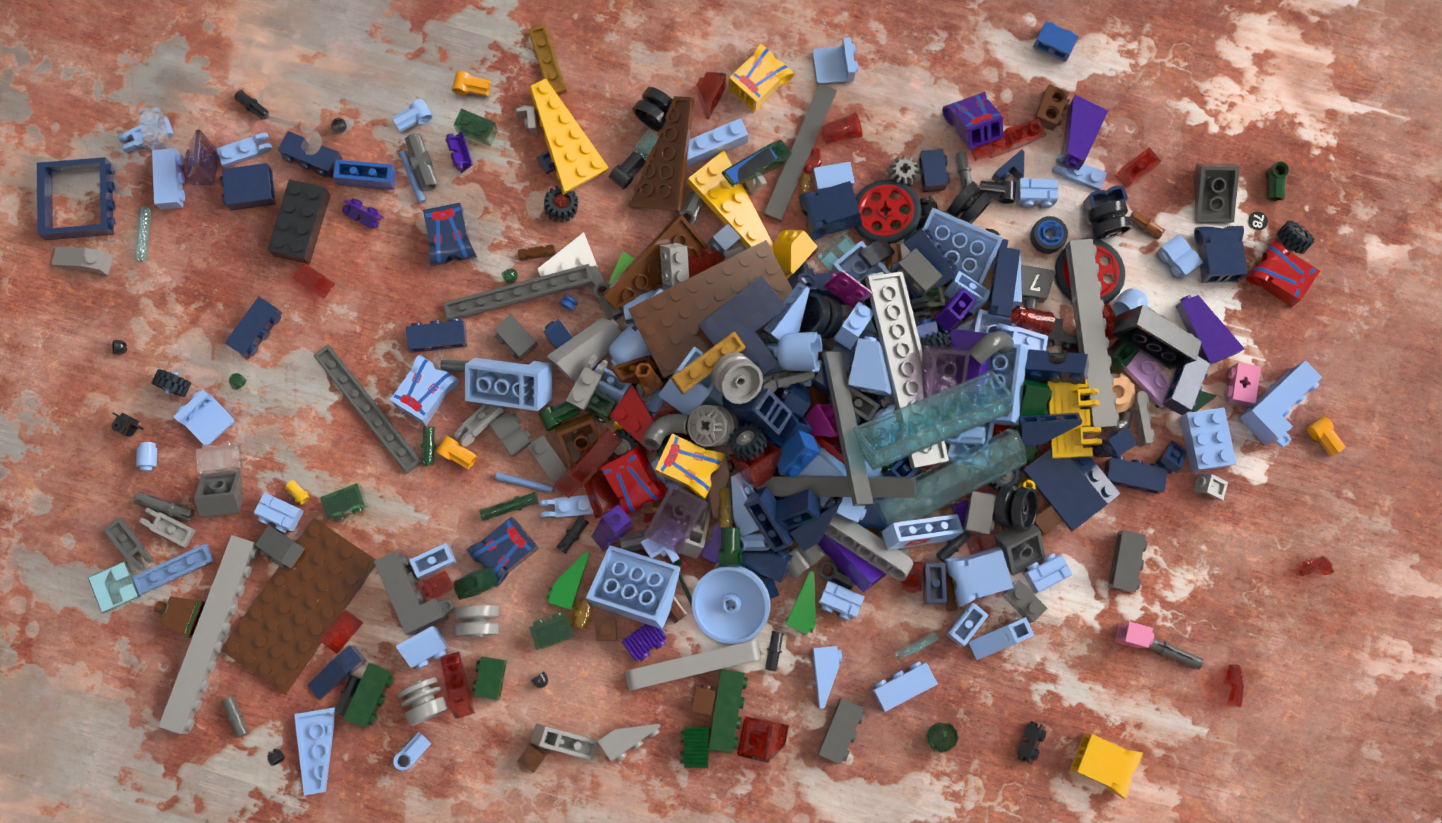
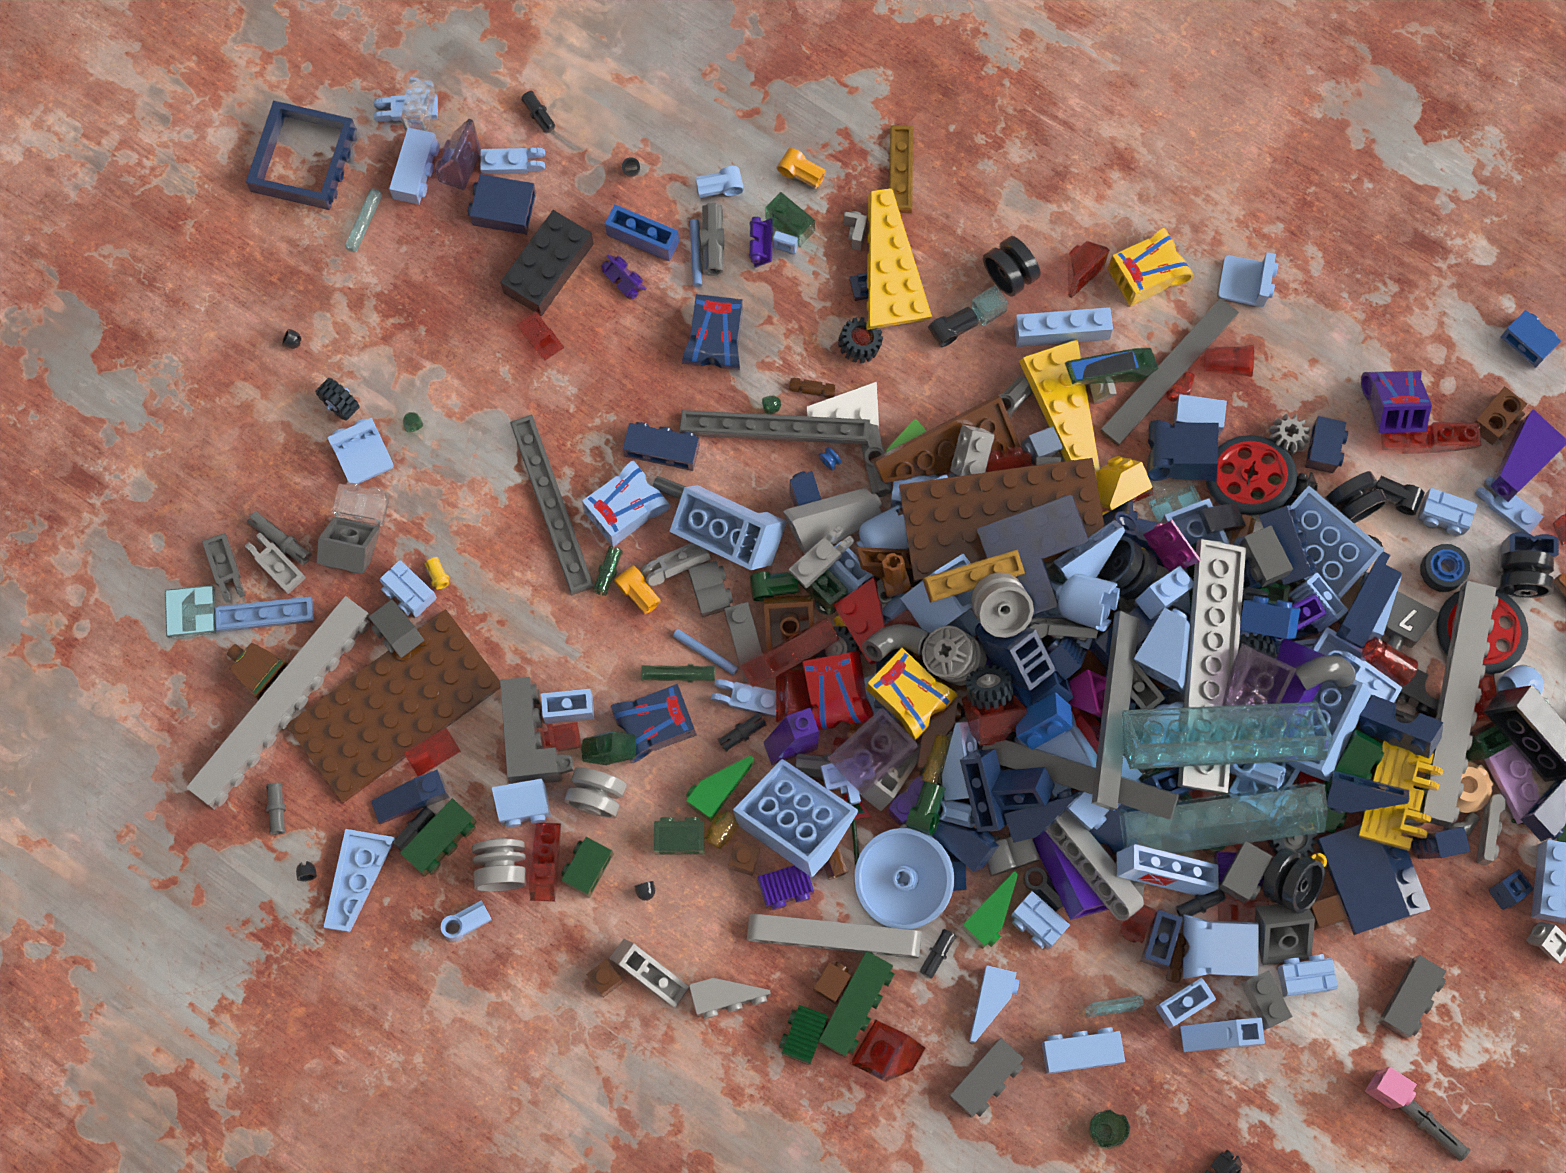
camera: 25 degrees right, 5 degrees down
(82, 259) = (285, 226): light grey slope -> none
(125, 424) = (269, 429): black hinge -> none
(146, 456) = (279, 473): light blue brick -> none
(254, 328) = (453, 367): dark blue brick -> none
(294, 149) = (570, 177): dark blue arch -> none
(344, 503) = (487, 603): clear green brick -> none
(478, 146) = (785, 242): none -> light blue tile
(515, 337) = (753, 478): dark grey brick -> none
(665, 168) = (1002, 333): reddish brown wing -> none
(805, 183) = (1163, 410): clear yellow pin -> none
(937, 319) = (1270, 618): none -> blue brick
(964, 169) = (1365, 453): dark grey axle -> none
(1014, 166) = (1428, 471): dark blue slope -> none
(1136, 475) = (1459, 895): dark blue brick -> none

